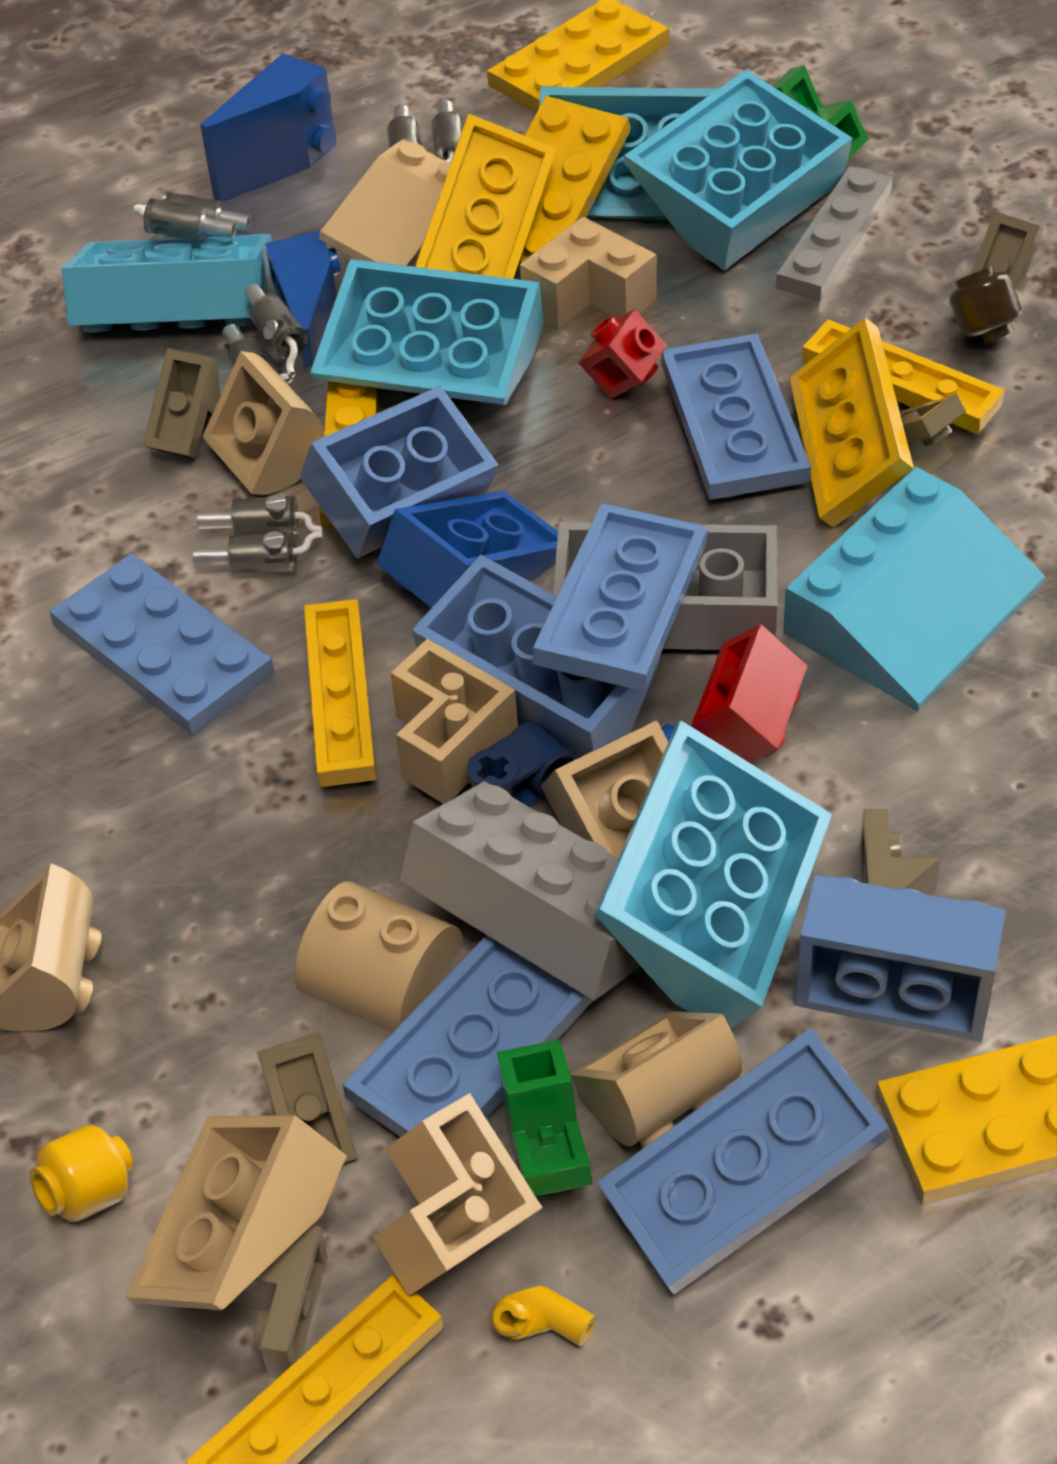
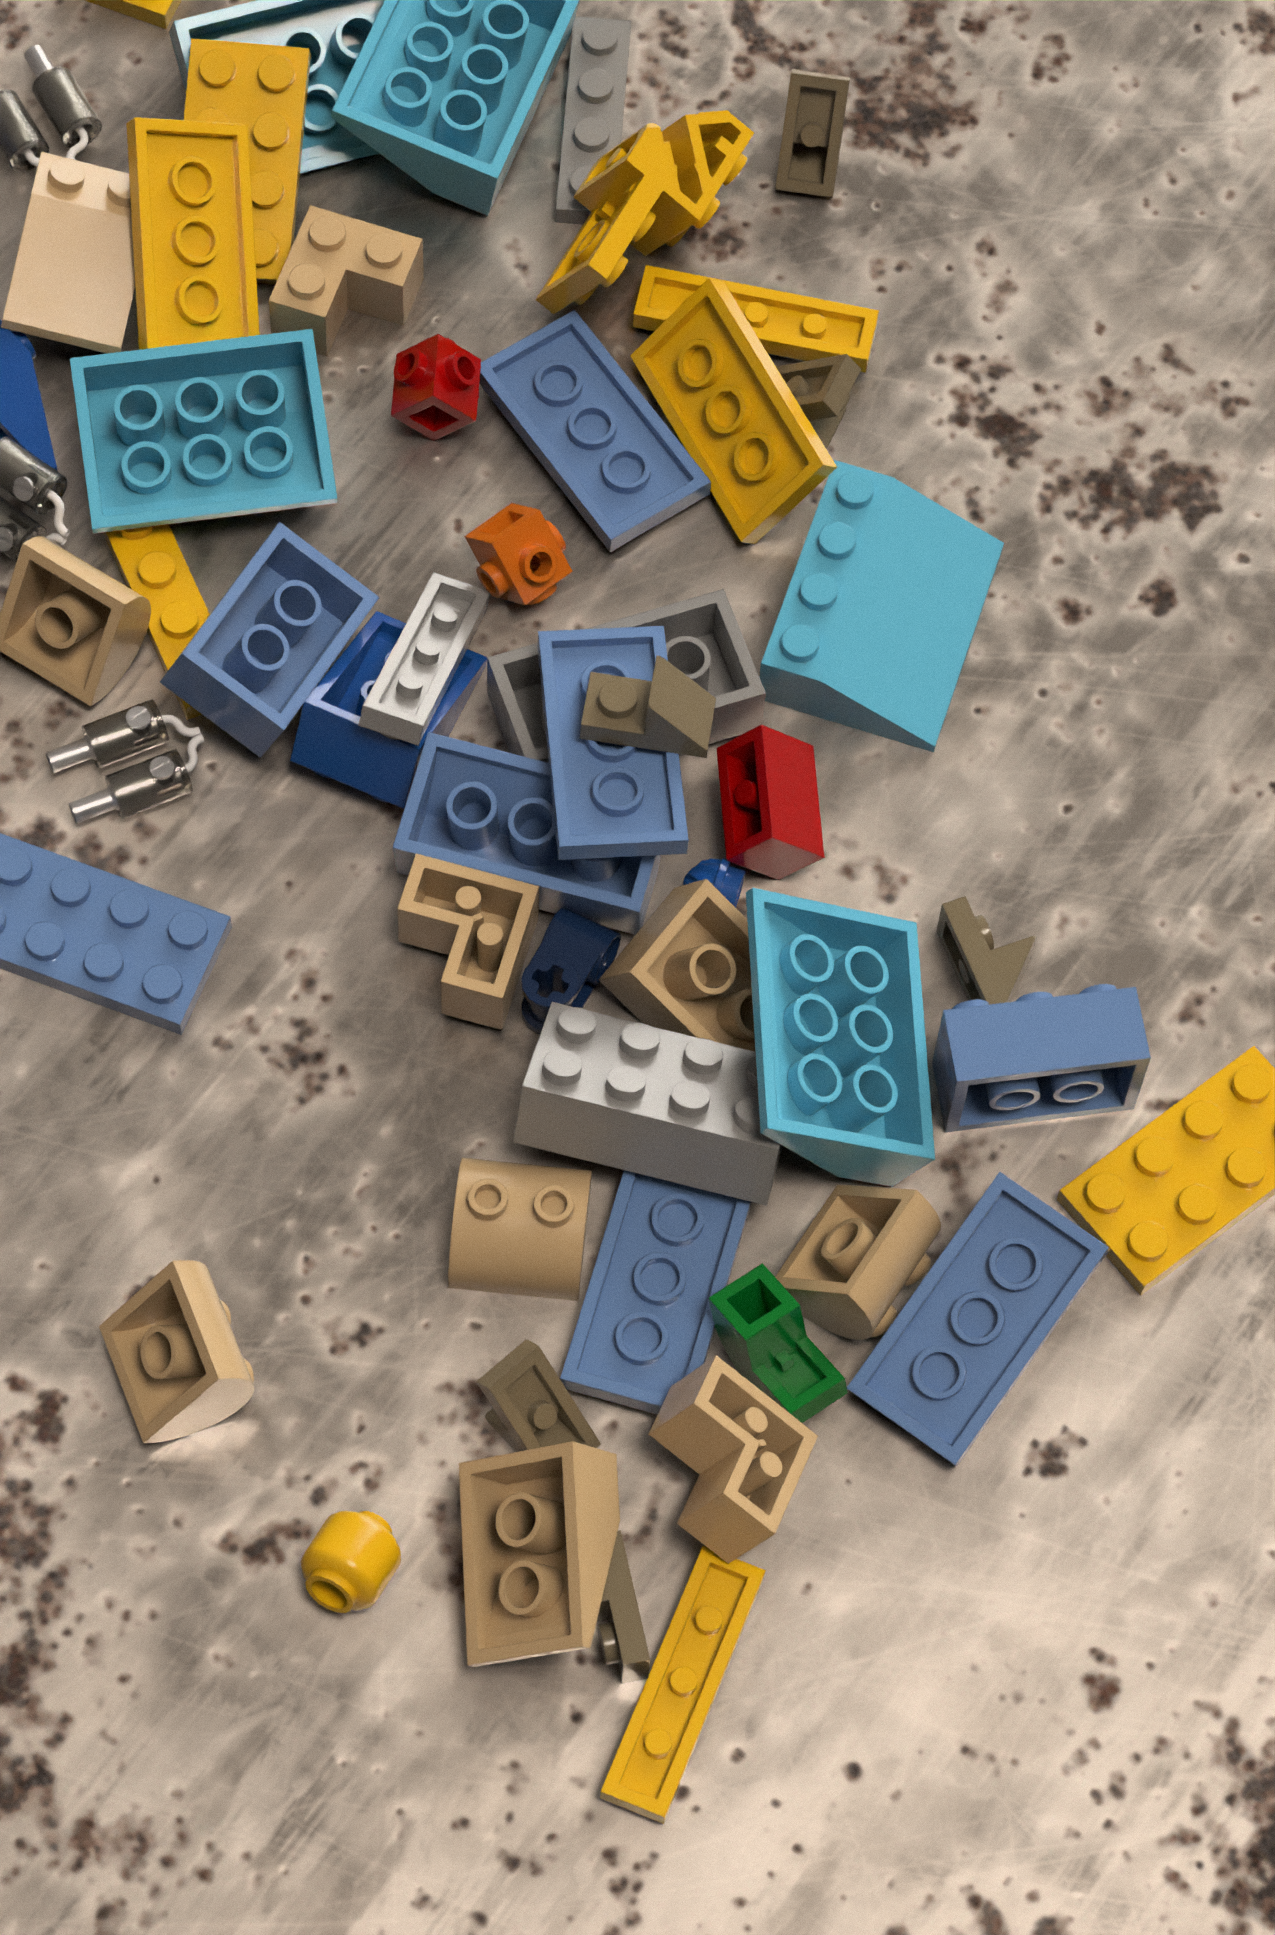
camera: 30 degrees left, 15 degrees up
(339, 693) = (326, 933): yellow plate -> none
(509, 514) = (424, 659): none -> light grey plate
(540, 1311) = (845, 1529): yellow arm -> none
(647, 469) = (519, 555): none -> orange brick
(661, 573) = (655, 715): none -> dark tan slope
(846, 266) = (647, 197): none -> yellow piece
(985, 304) = (815, 195): dark brown head -> none

